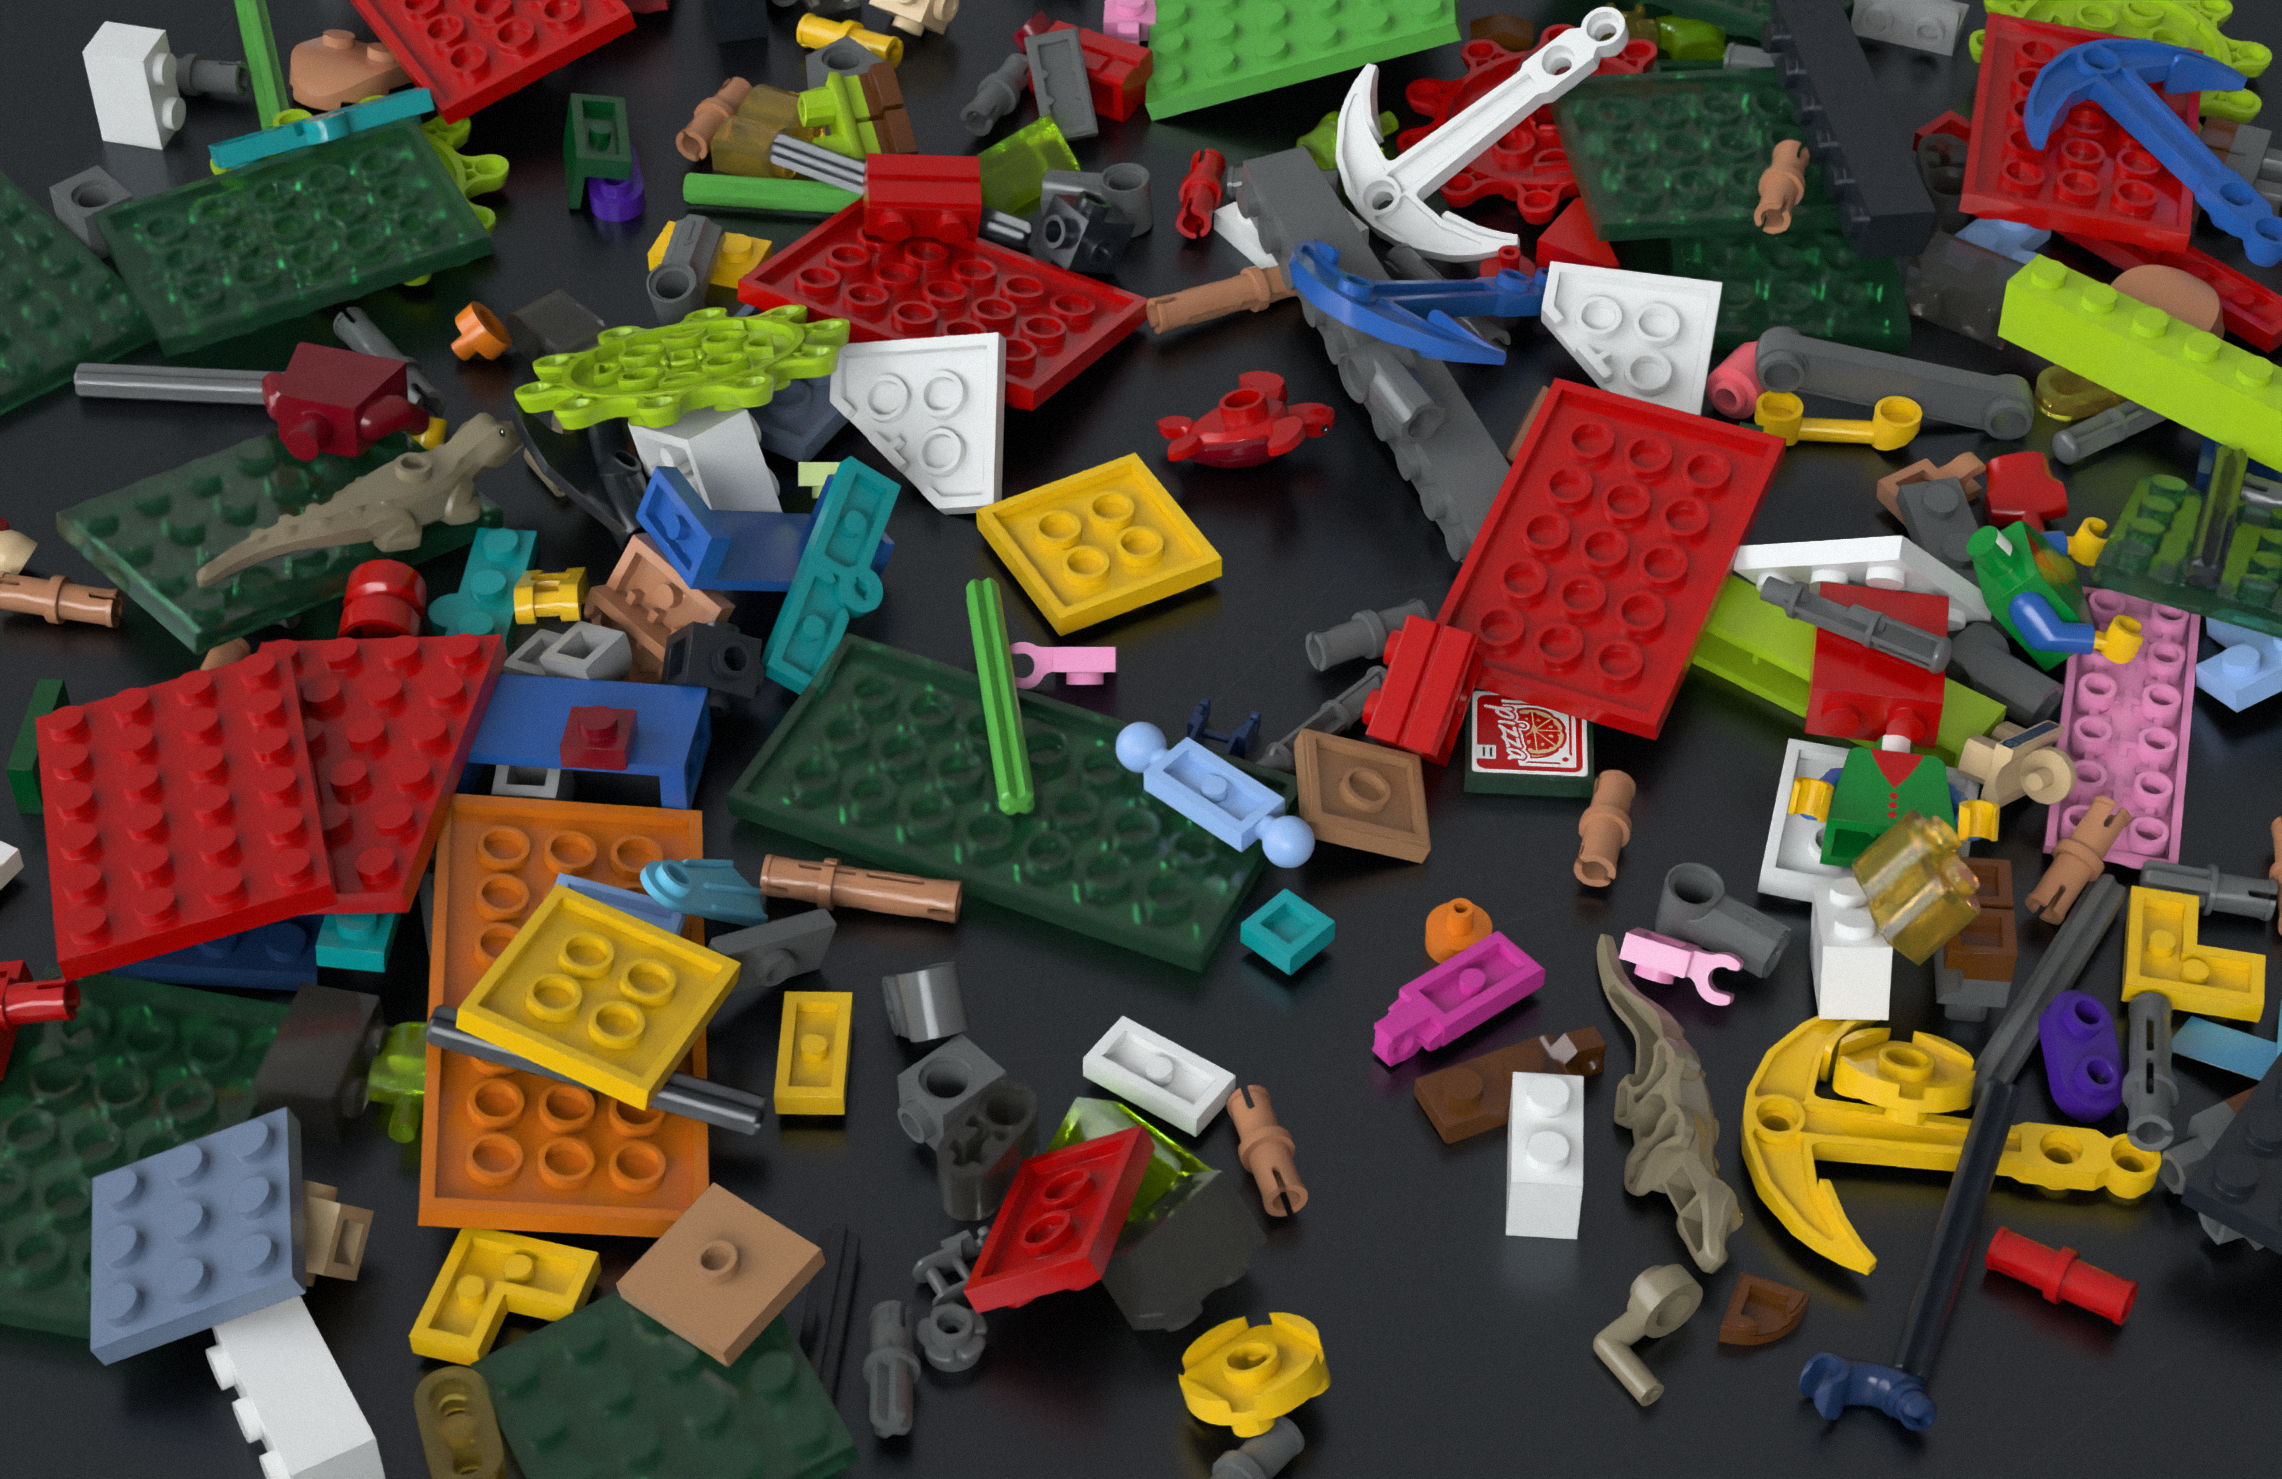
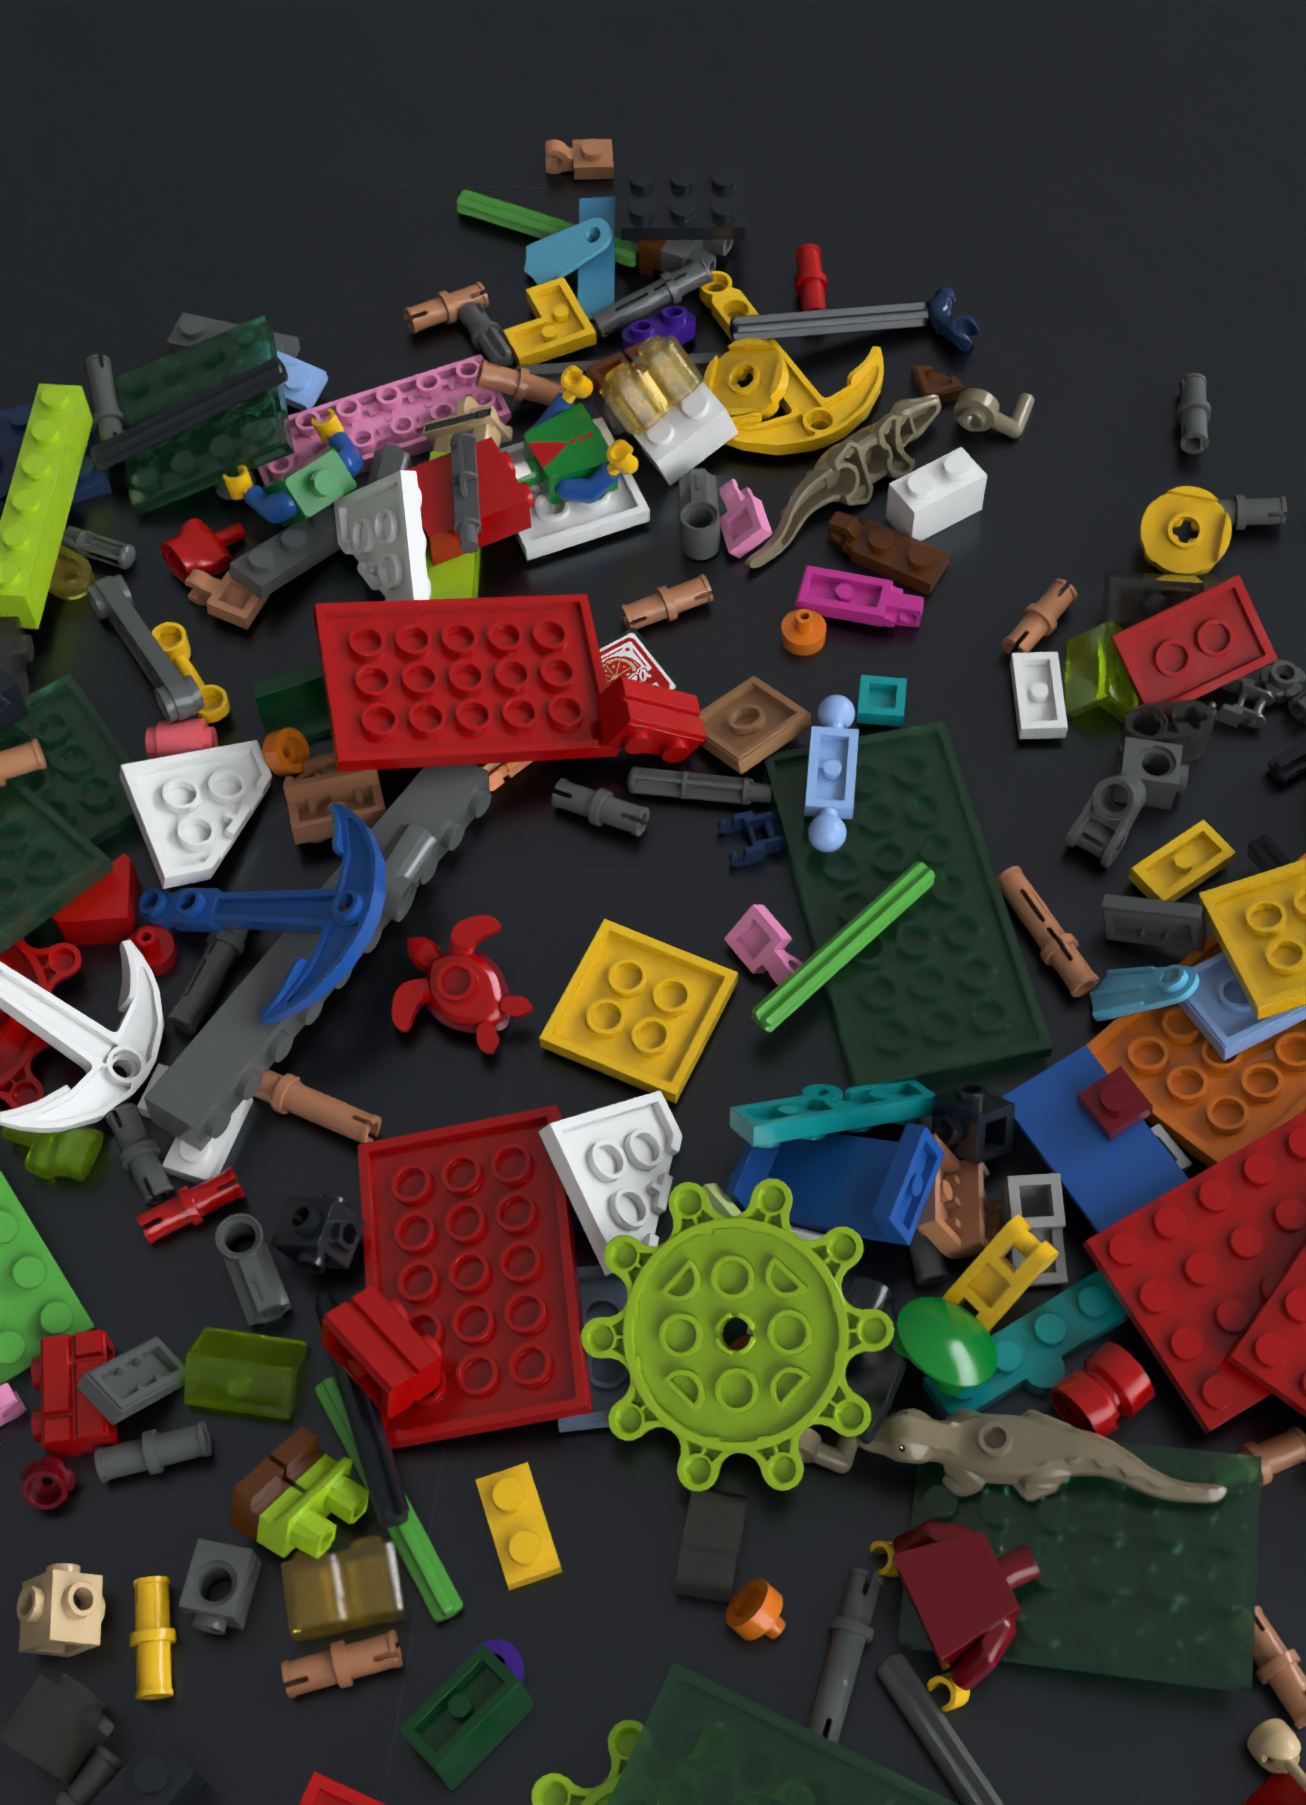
camera: 125 degrees left, 15 degrees up
(533, 514) = (945, 1344): none -> green dish
(686, 270) = (577, 1491): dark grey piece -> none

